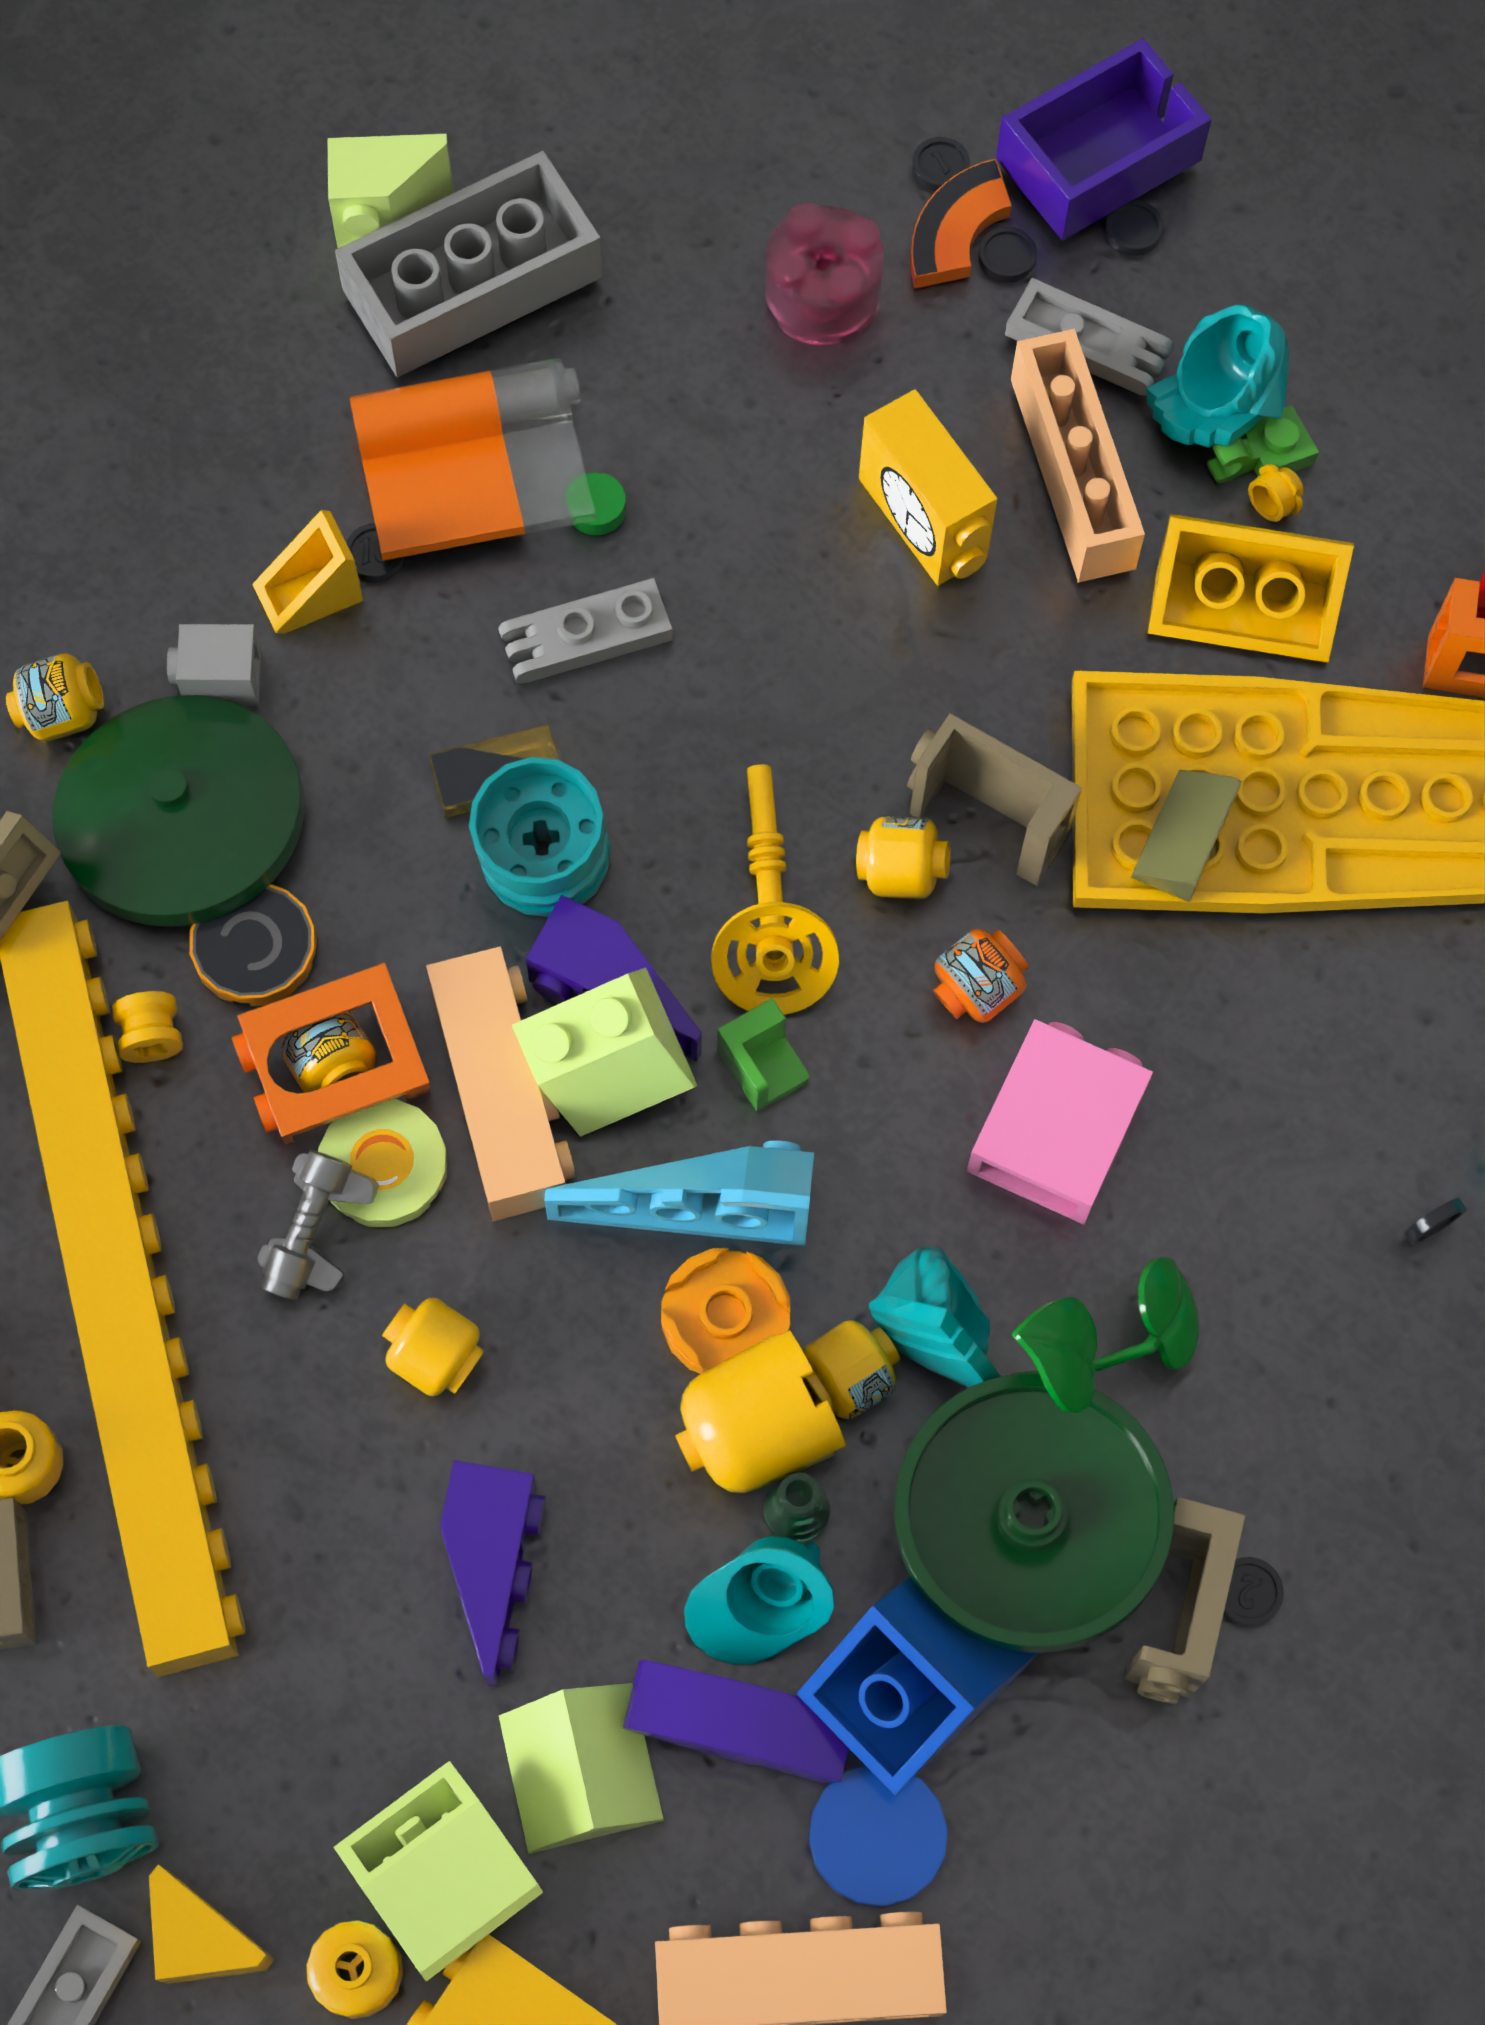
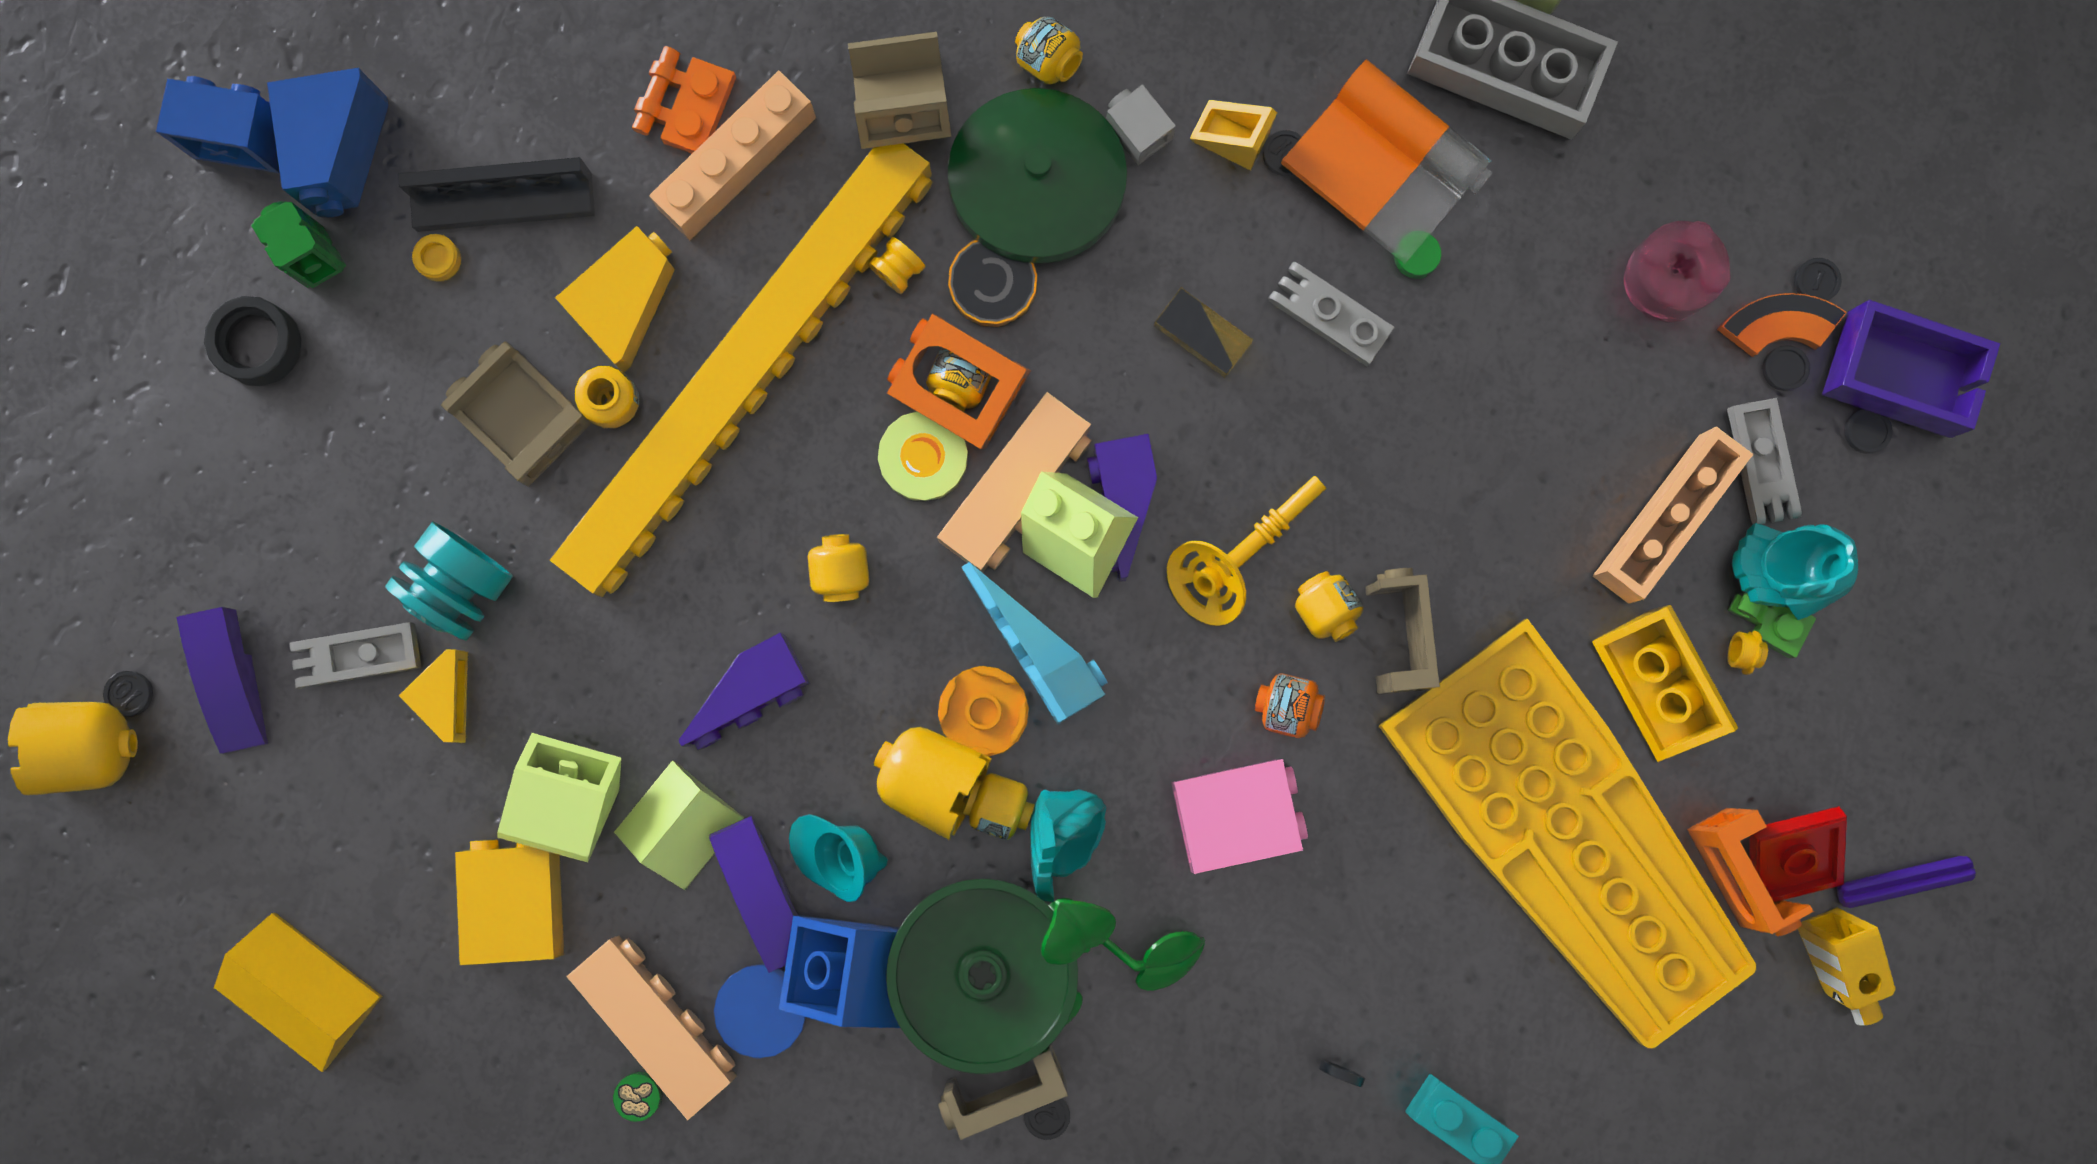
camera: 50 degrees right, 15 degrees up
(293, 1259) = (830, 451): flat silver piece -> none
(363, 1994) = (466, 791): yellow head -> none
(533, 804) = (1174, 367): teal wheel -> none
(761, 1055) = (1146, 619): bright green panel -> none
(794, 1521) = (916, 840): clear green cone -> none
(927, 488) = (1576, 445): yellow brick -> none
(1186, 832) = (1471, 761): olive slope -> none

